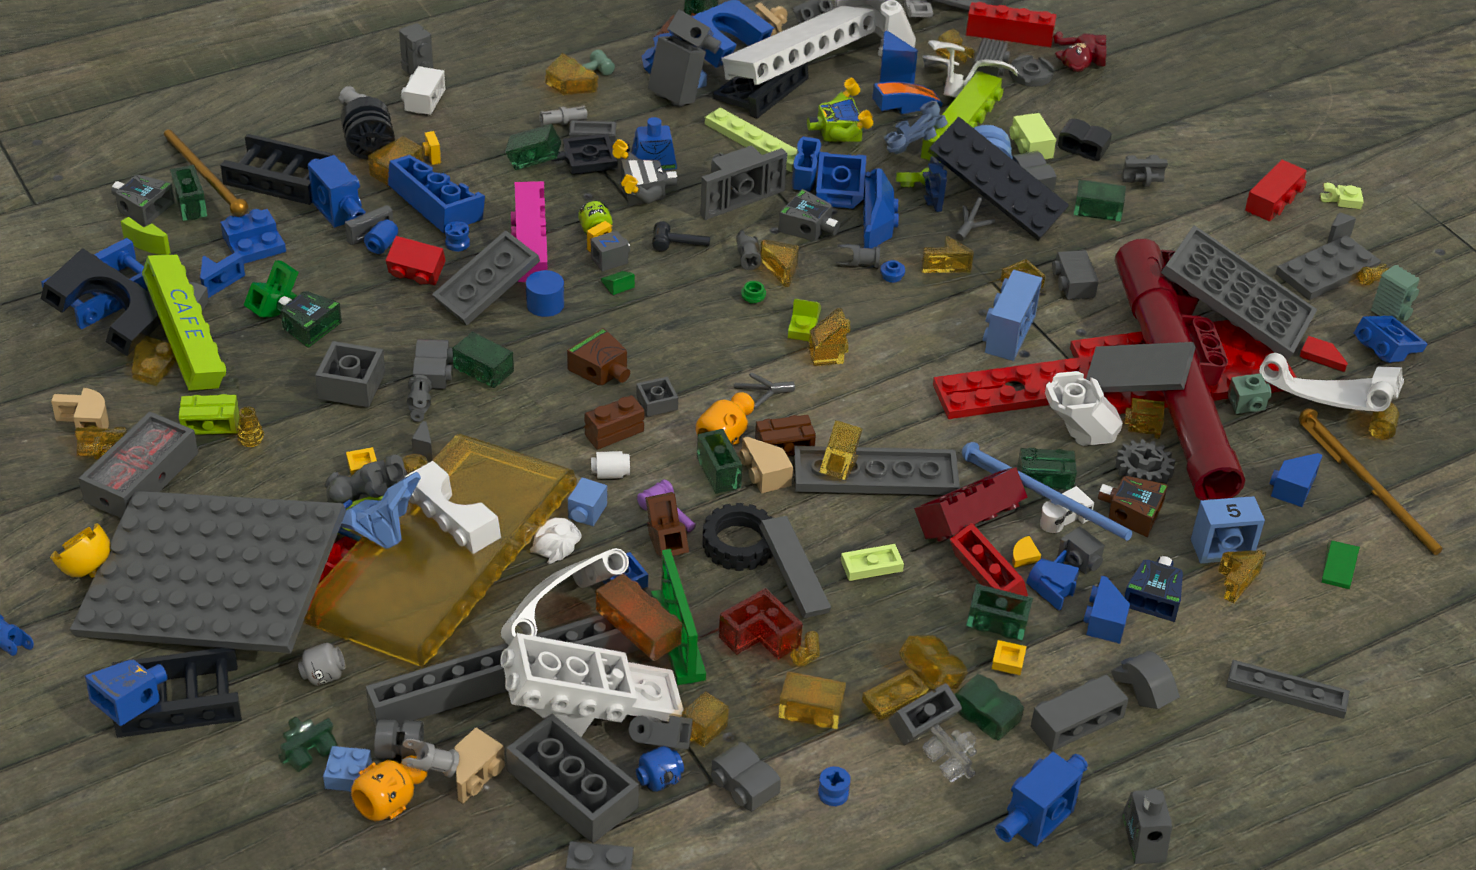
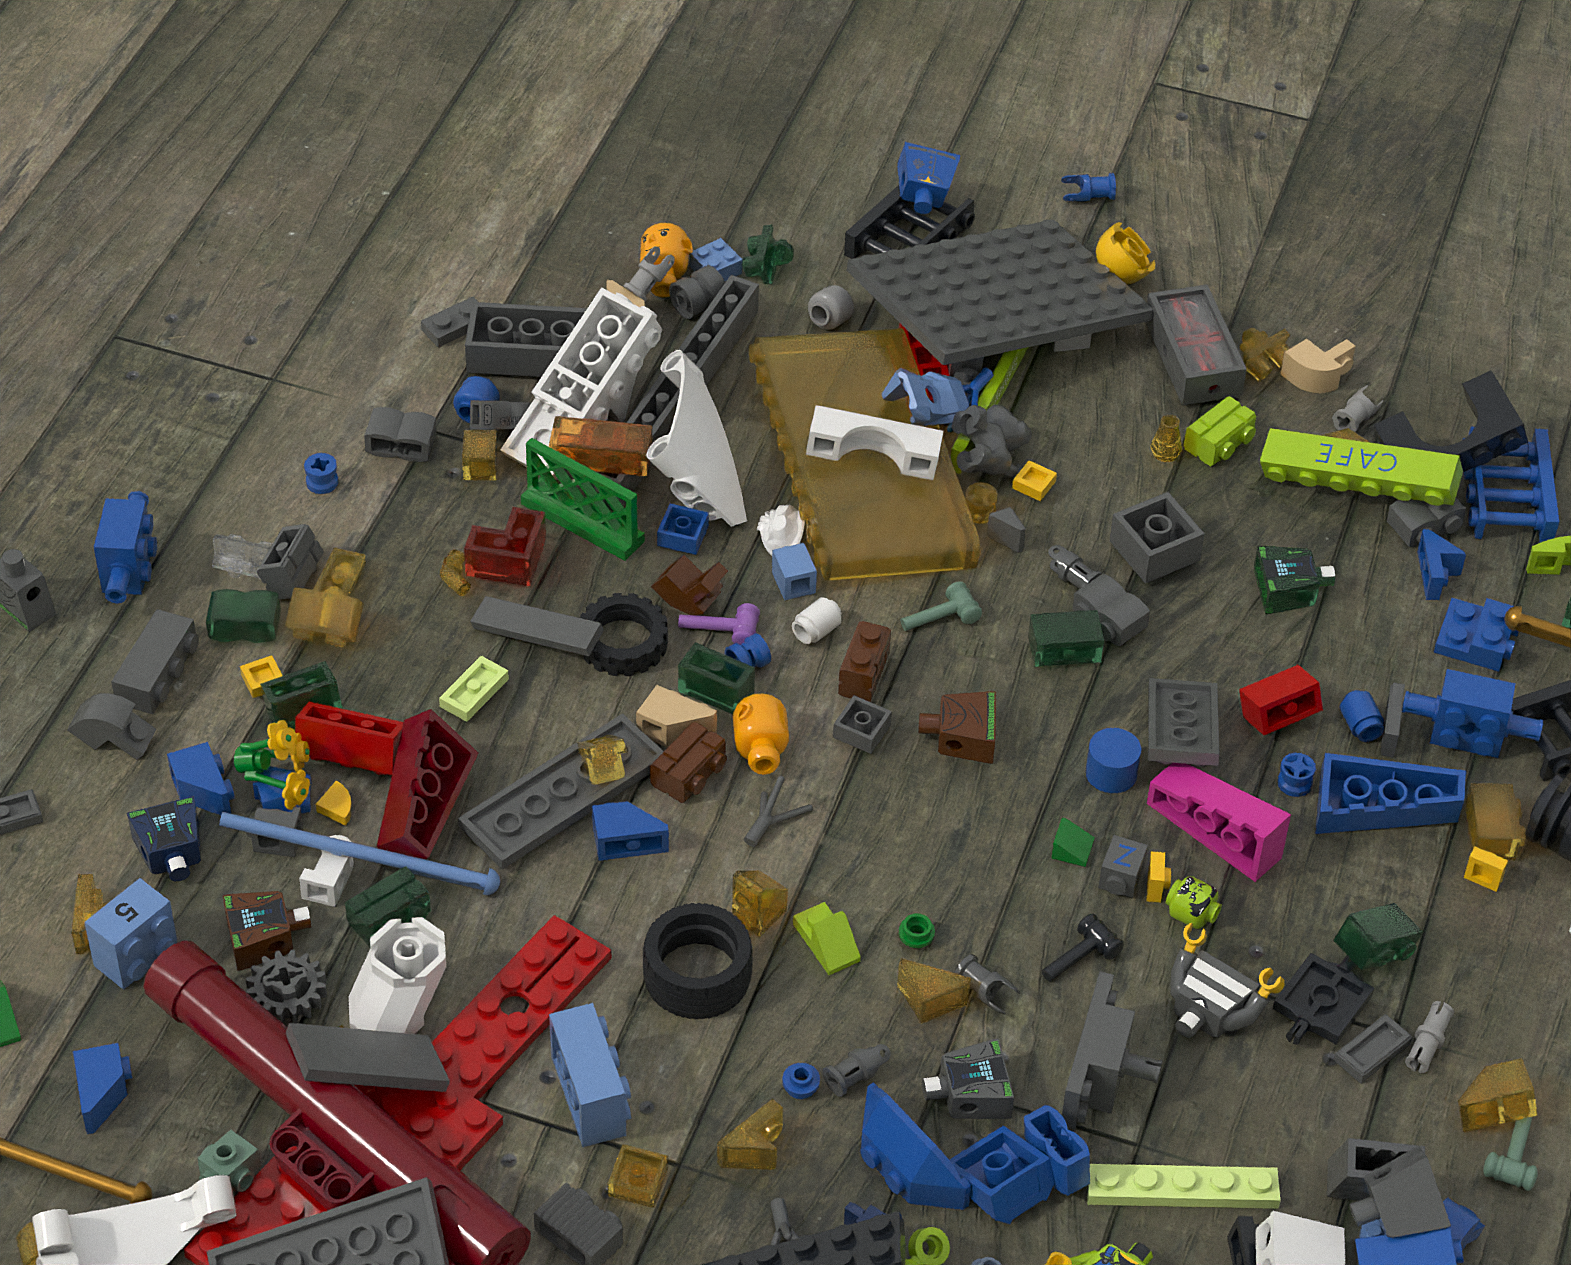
camera: 140 degrees right, 5 degrees up
(105, 376) = (1358, 409): none -> light grey piece
(264, 297) = (1352, 571): green brick -> none
(510, 423) = (959, 602): none -> sand green piece
(655, 143) = (1264, 1038): blue torso -> none
(678, 472) = (751, 652): none -> blue wheel
(812, 700) = (404, 525): clear yellow brick -> none
(873, 421) = (627, 831): none -> blue slope
(894, 356) = (697, 925): none -> black tyre
(1067, 583) = (283, 743): none -> plant

